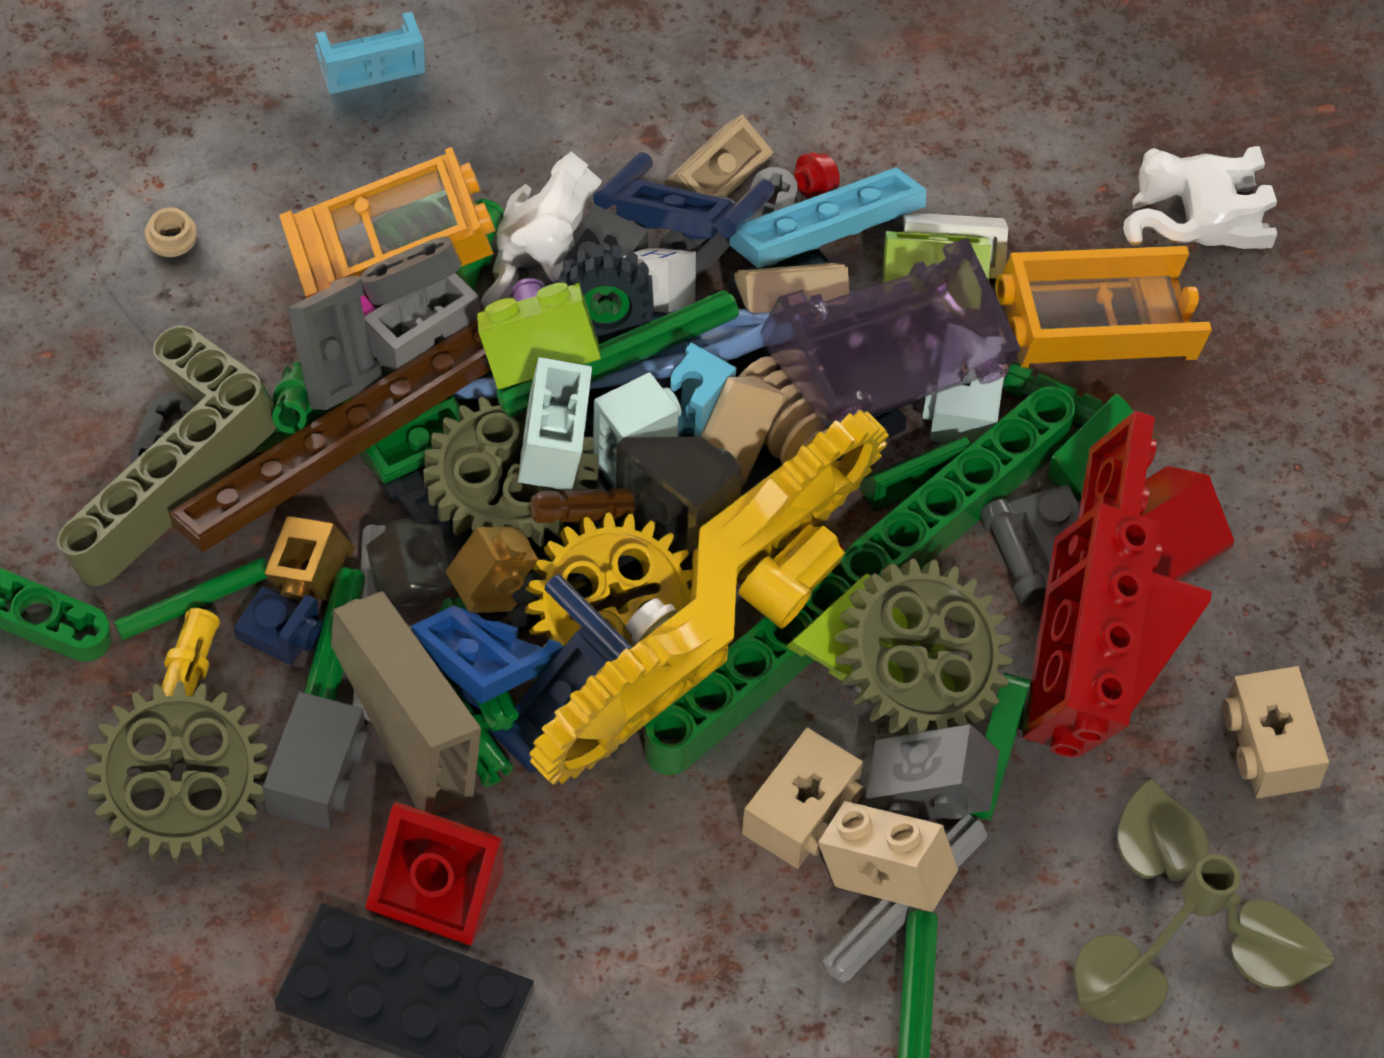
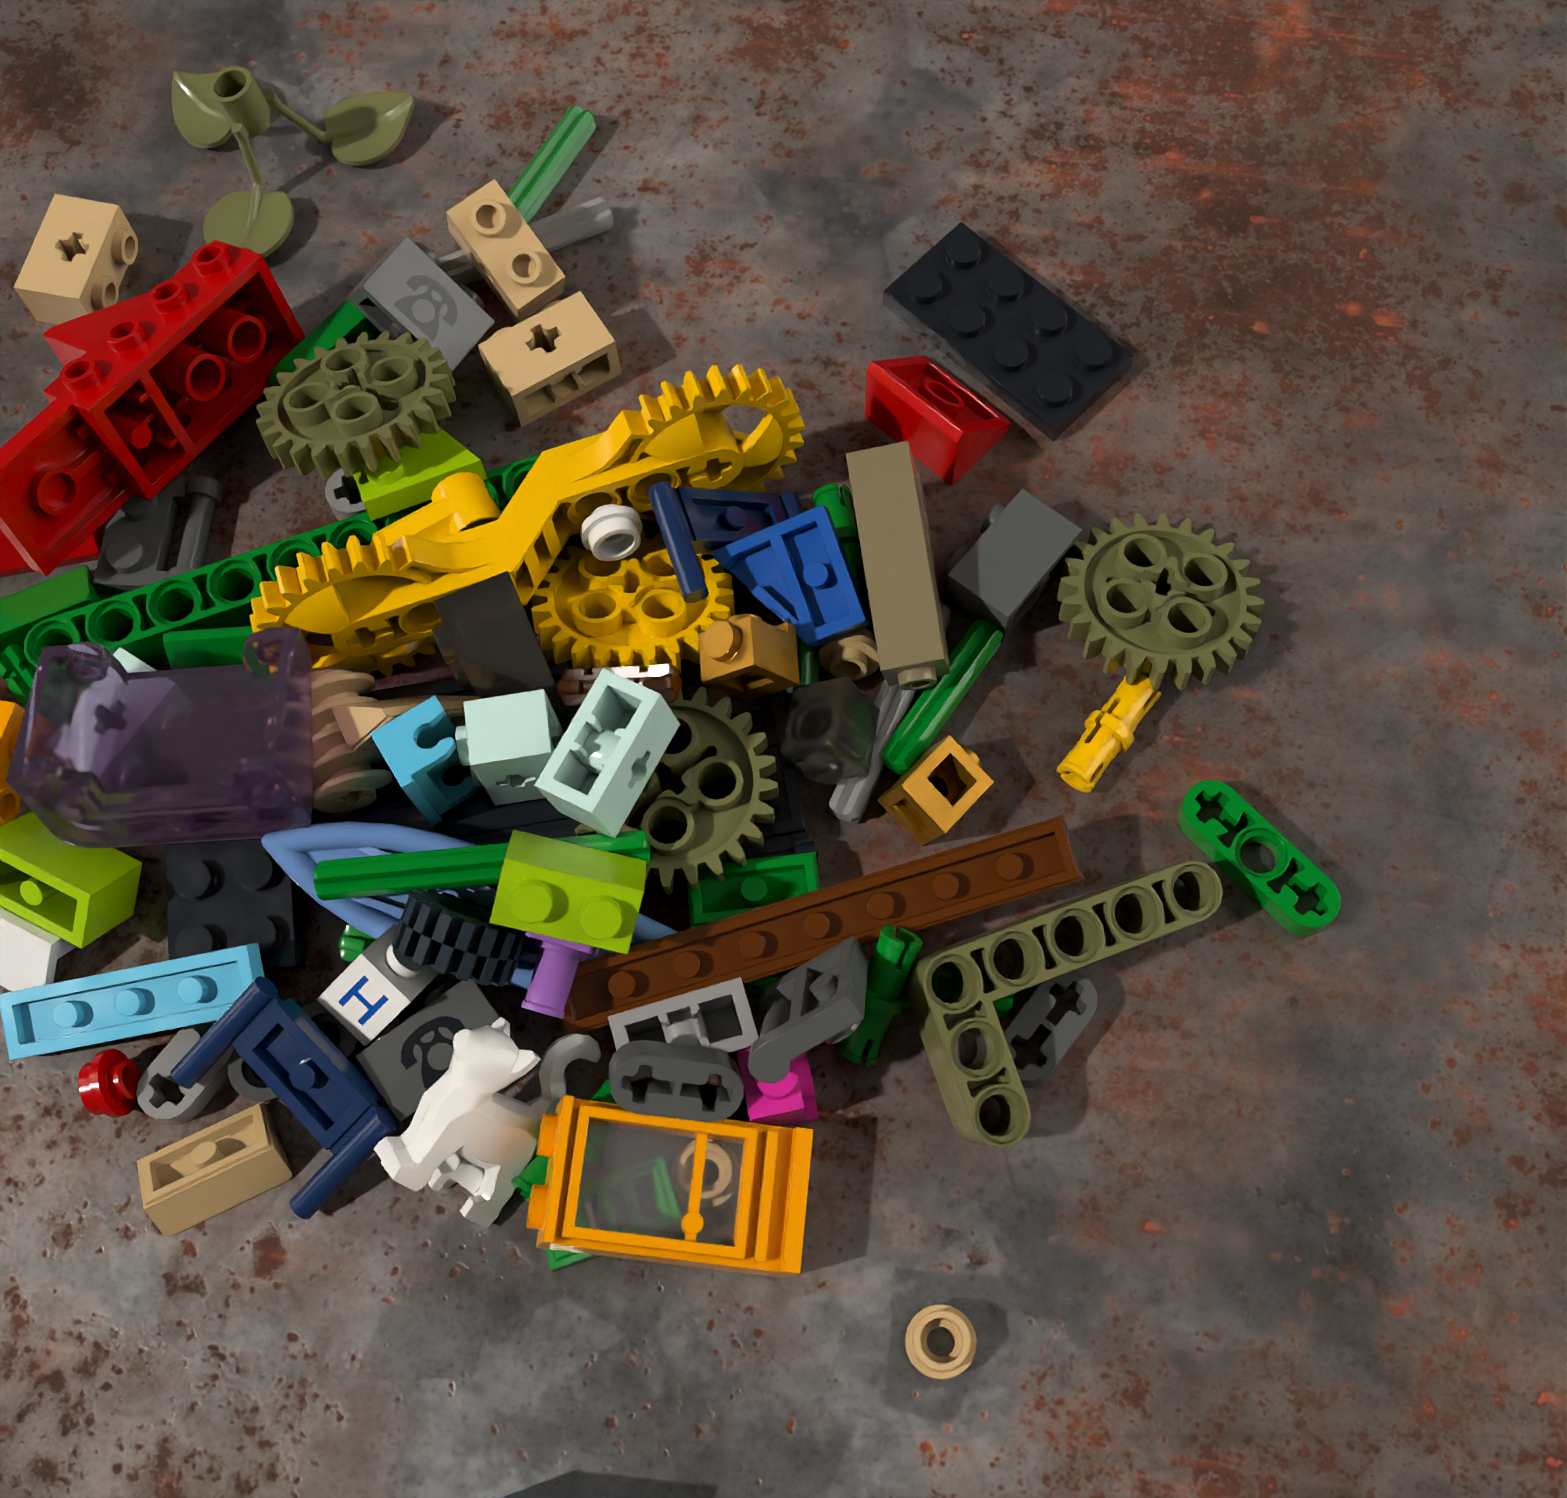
camera: 150 degrees left, 10 degrees up
(191, 598) = (1079, 812): green bar -> none
(279, 625) = (994, 736): dark blue bracket -> none
(763, 286) = (232, 897): tan slope -> none

